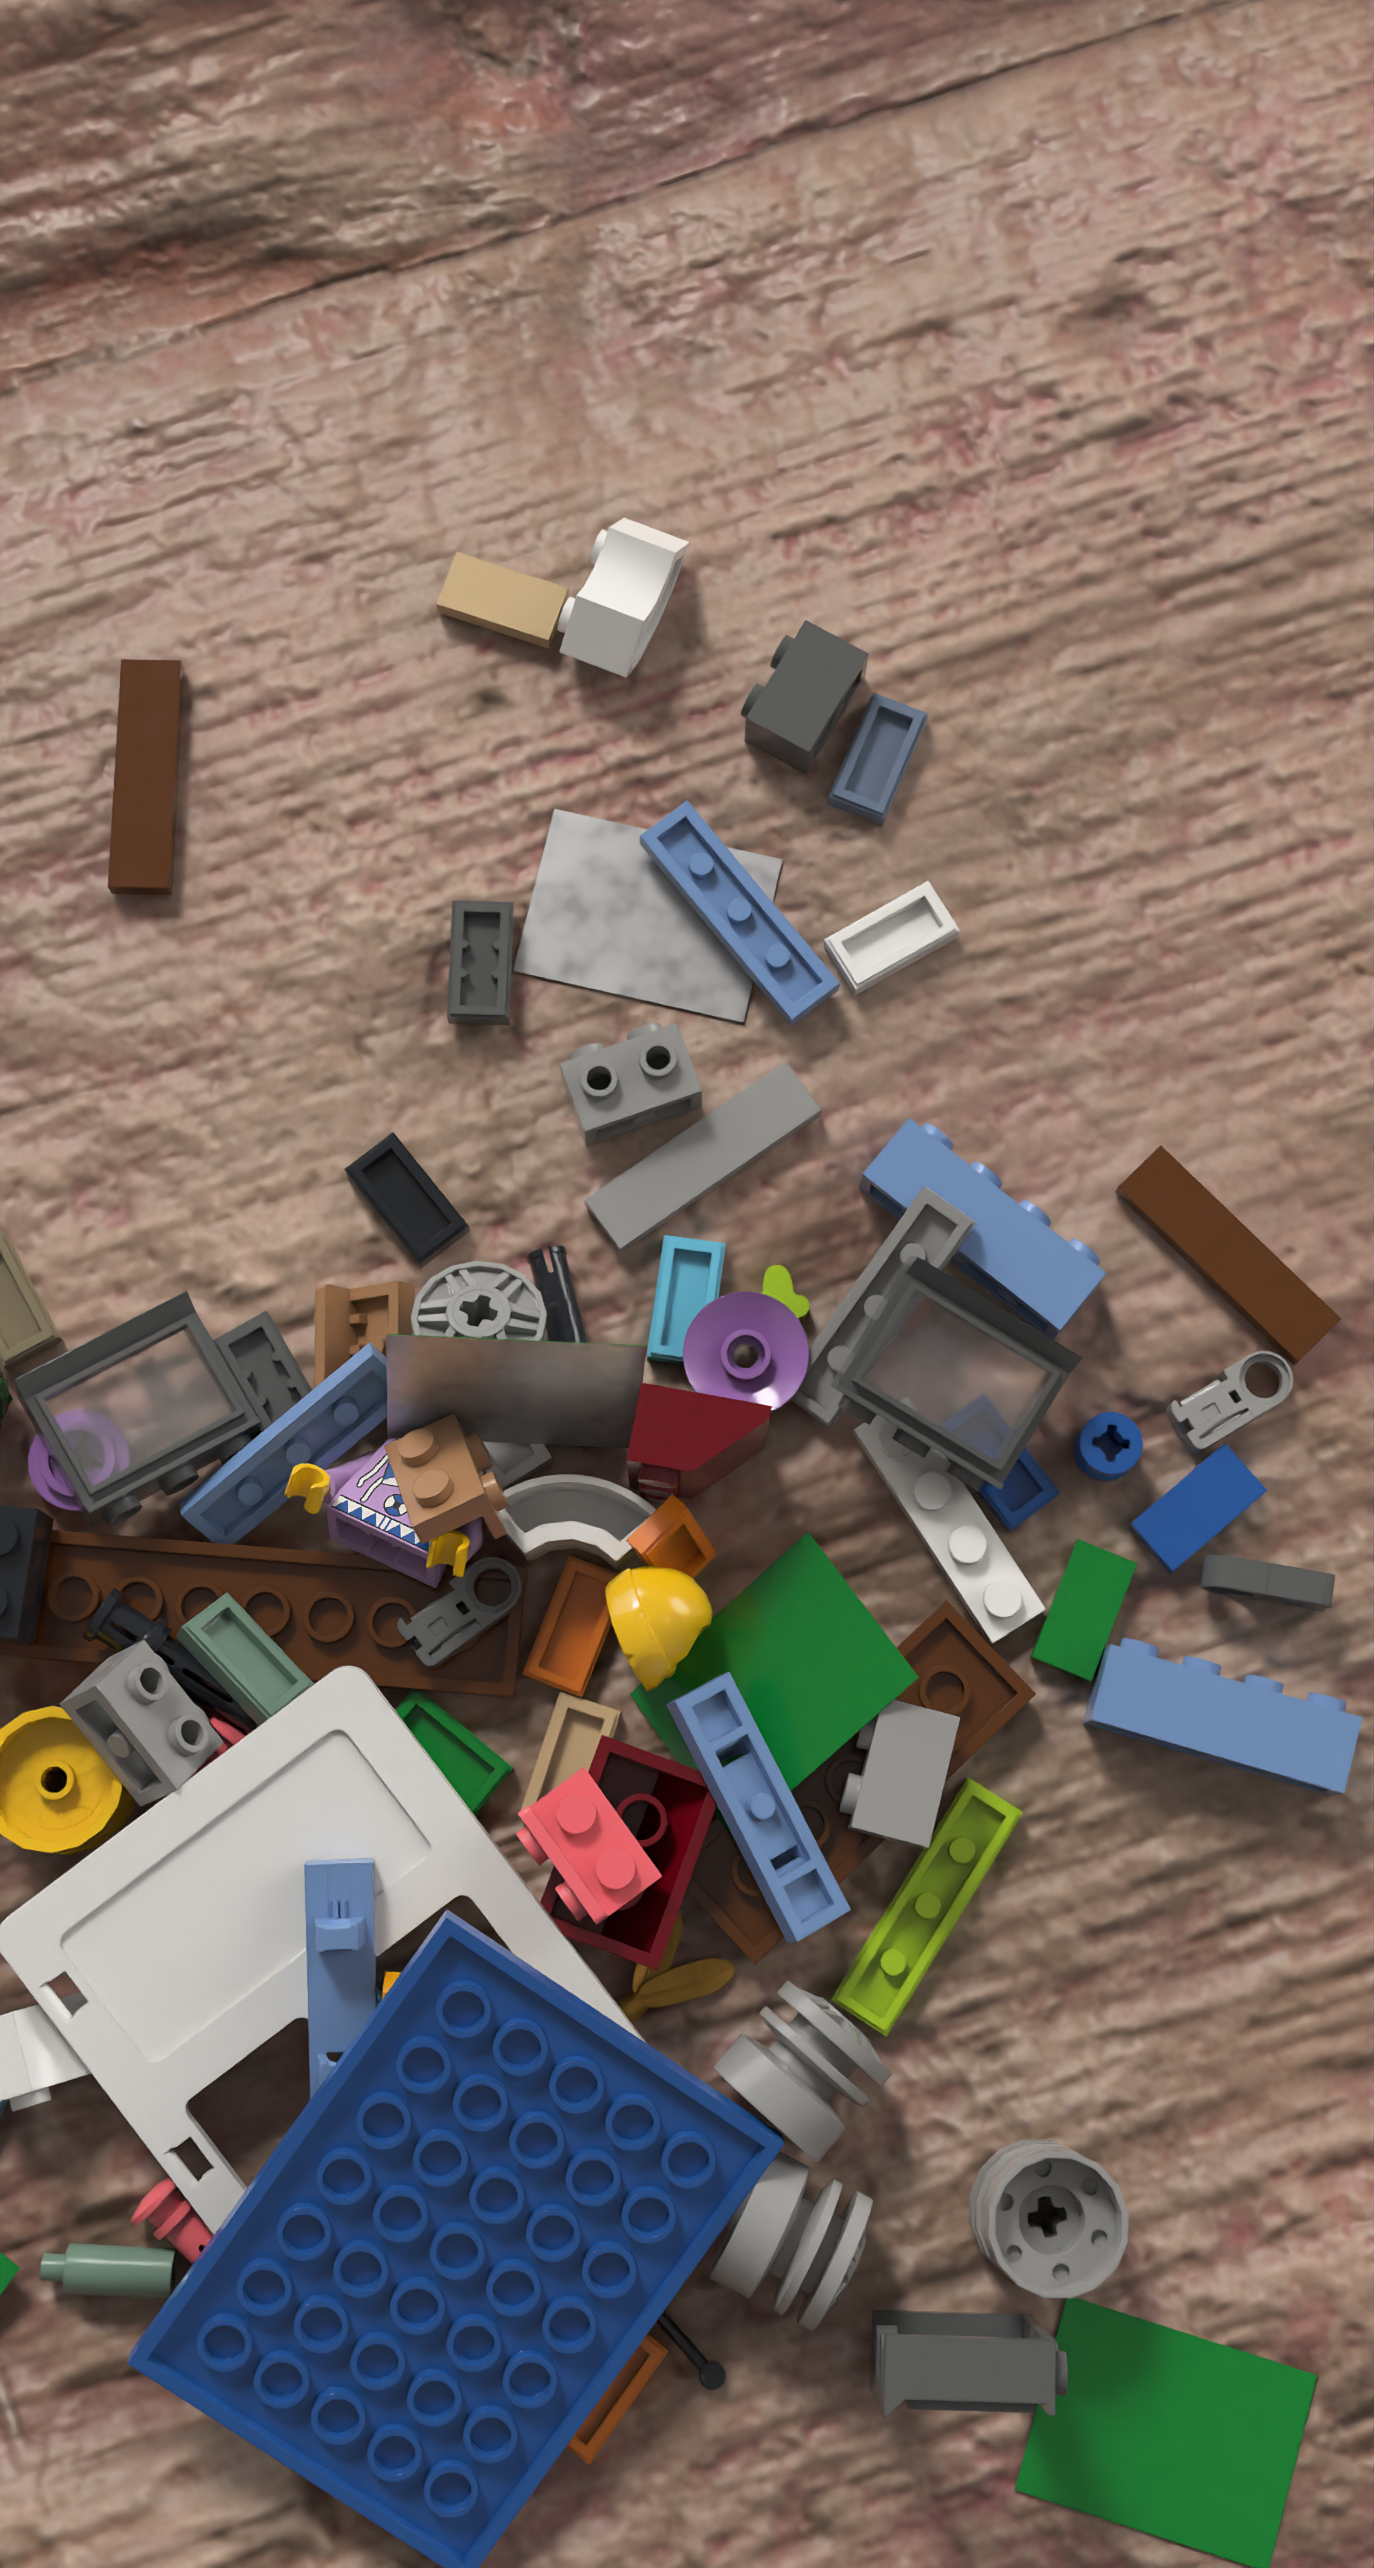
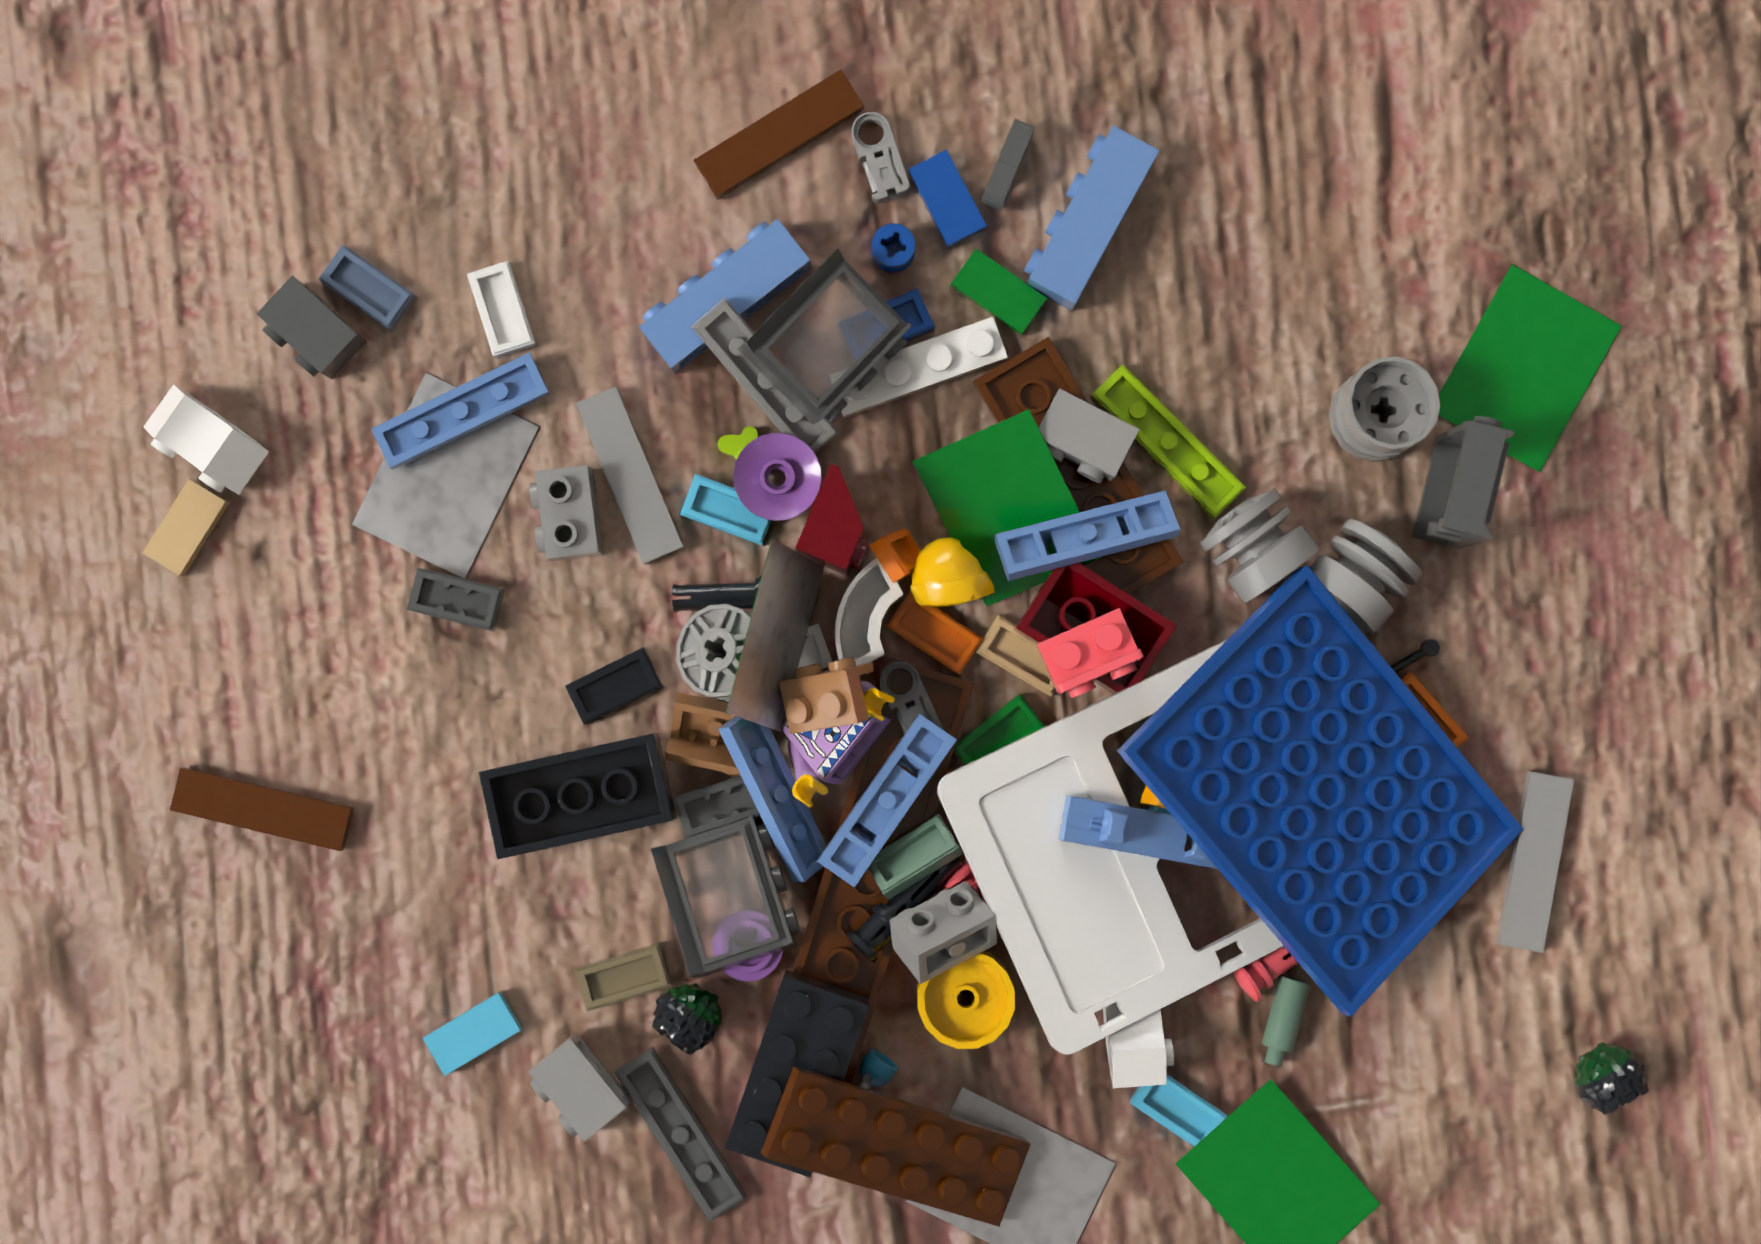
camera: 75 degrees left, 10 degrees up
(242, 1180) = (577, 795): none -> black brick
(317, 1602) = (886, 800): none -> medium blue hinge
(673, 1985) = (1183, 616): pearl gold piece -> none

